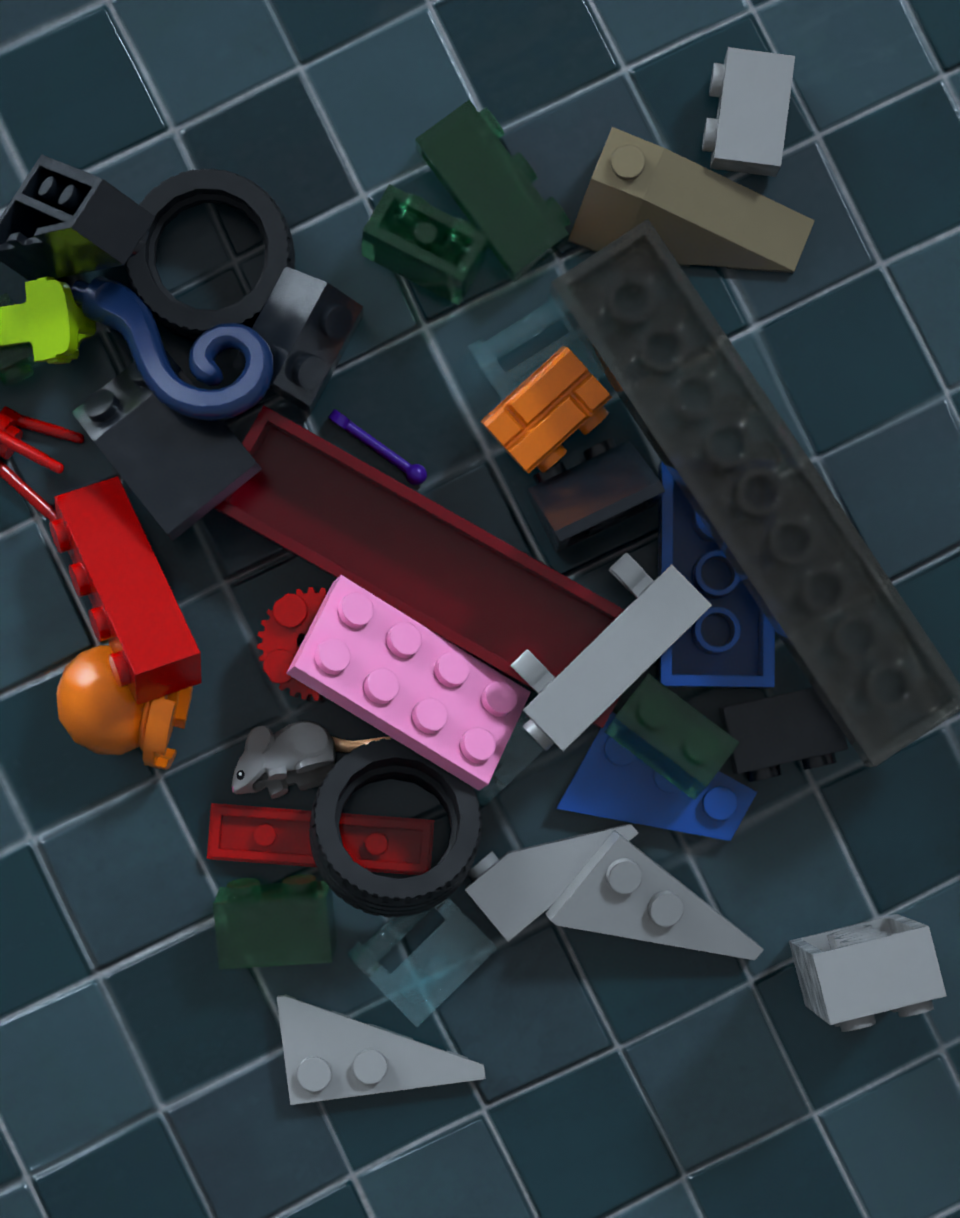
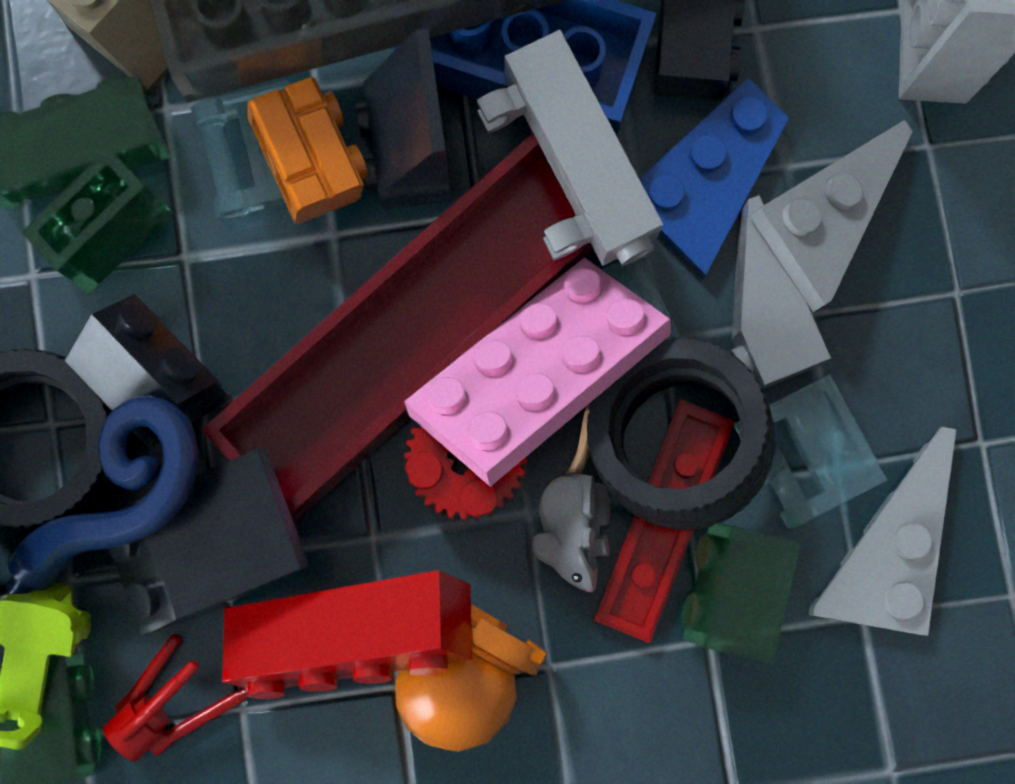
camera: 75 degrees left, 5 degrees down
(414, 473) = (252, 364): dark purple hinge -> none
(671, 737) = (678, 127): brick -> none

